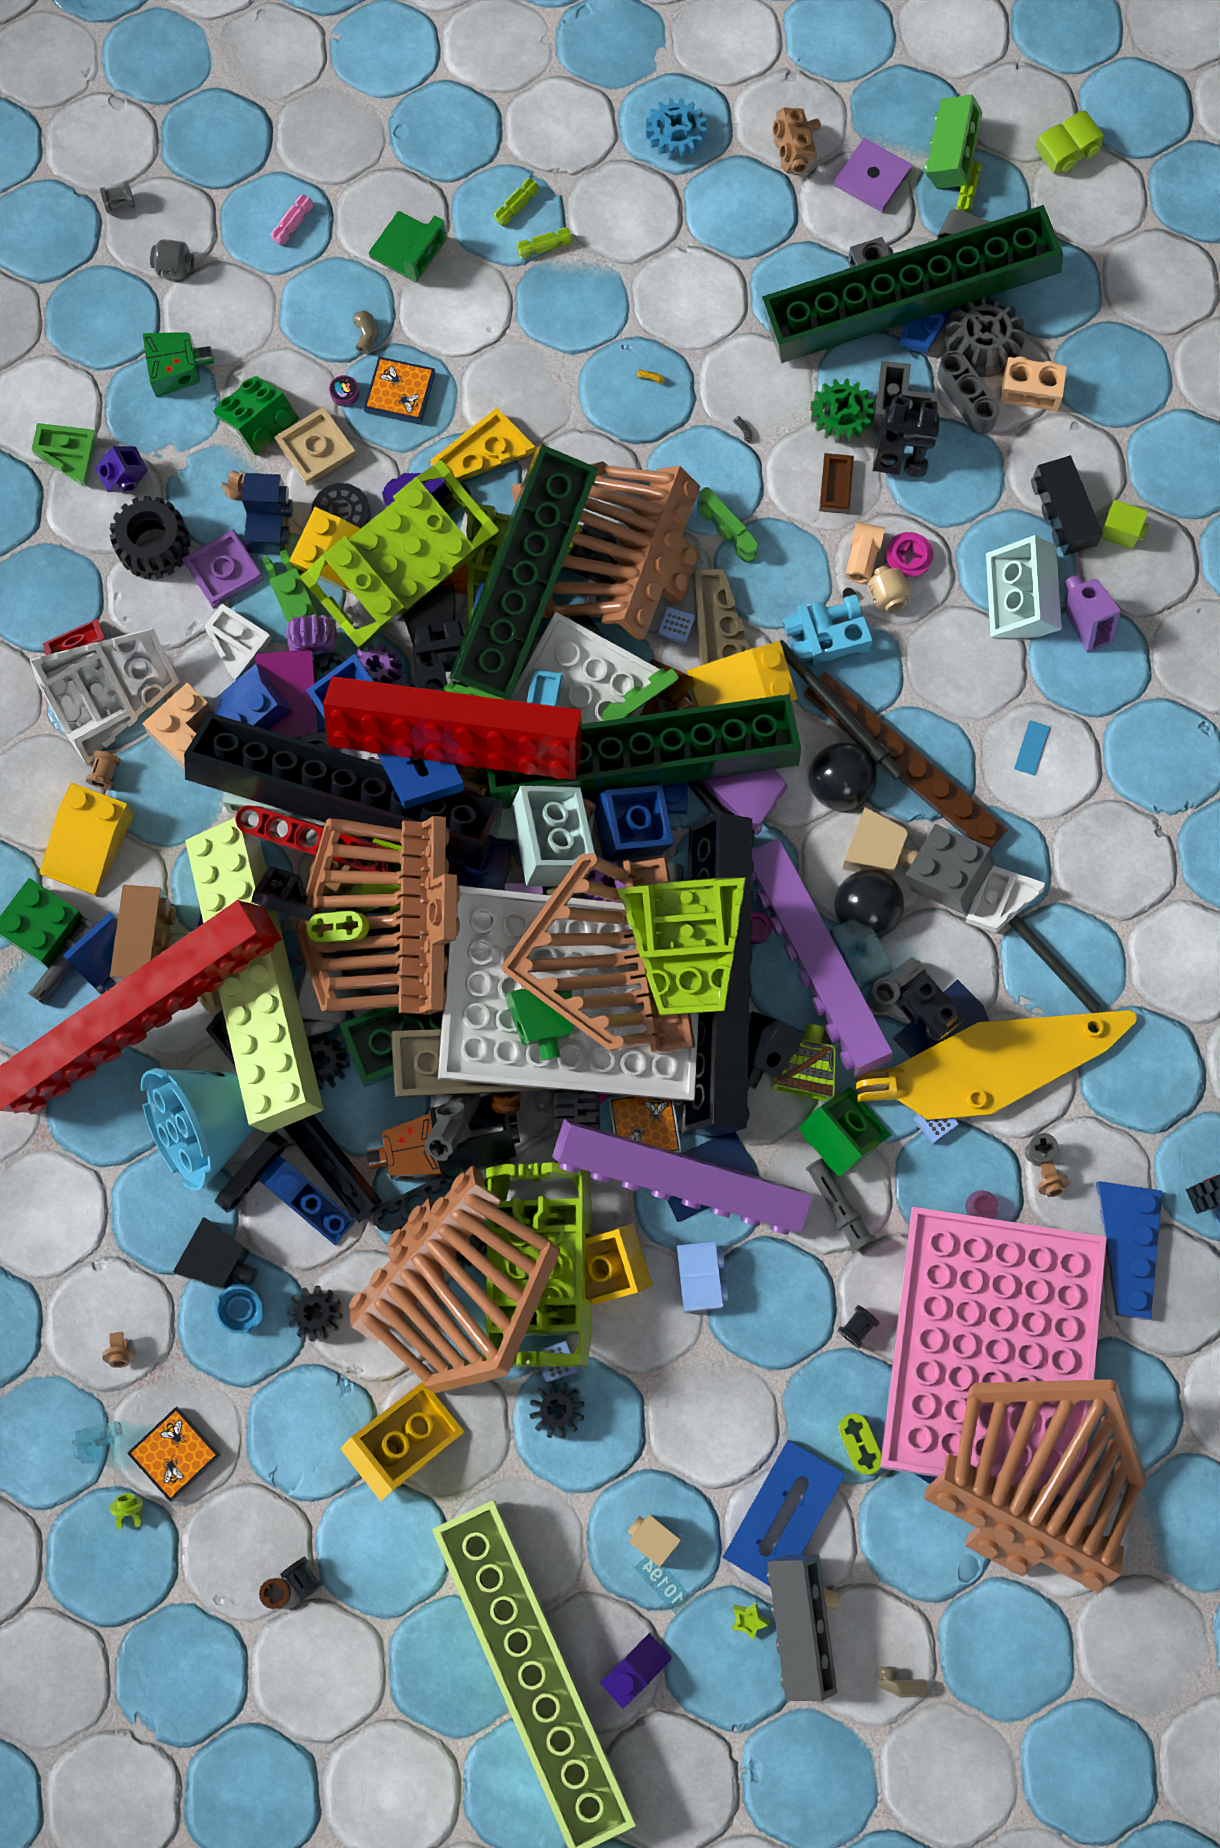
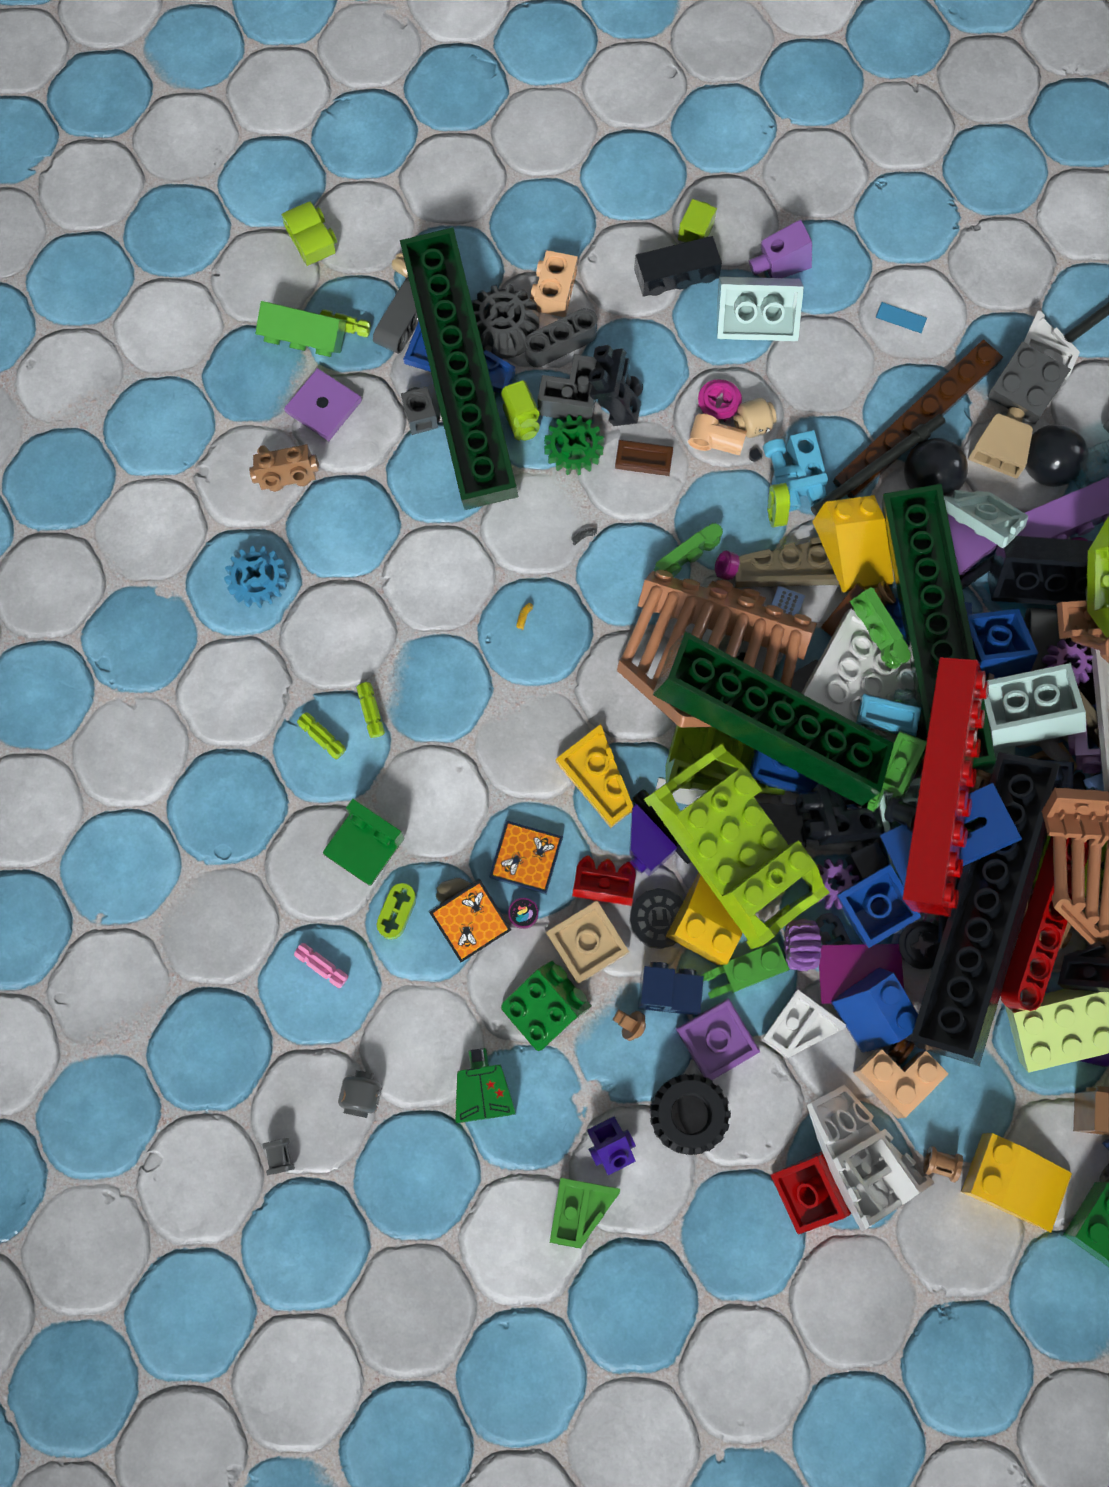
camera: 90 degrees left, 0 degrees up
(334, 340) = (469, 920): none -> tile
(344, 280) = (403, 913): none -> lime beam
(373, 457) = (604, 883): none -> red plate
(714, 562) = (727, 565): none -> magenta tile
(778, 808) = (986, 515): none -> light aqua wing
(781, 605) = (778, 505): none -> lime beam
(869, 349) = (520, 410): none -> lime brick

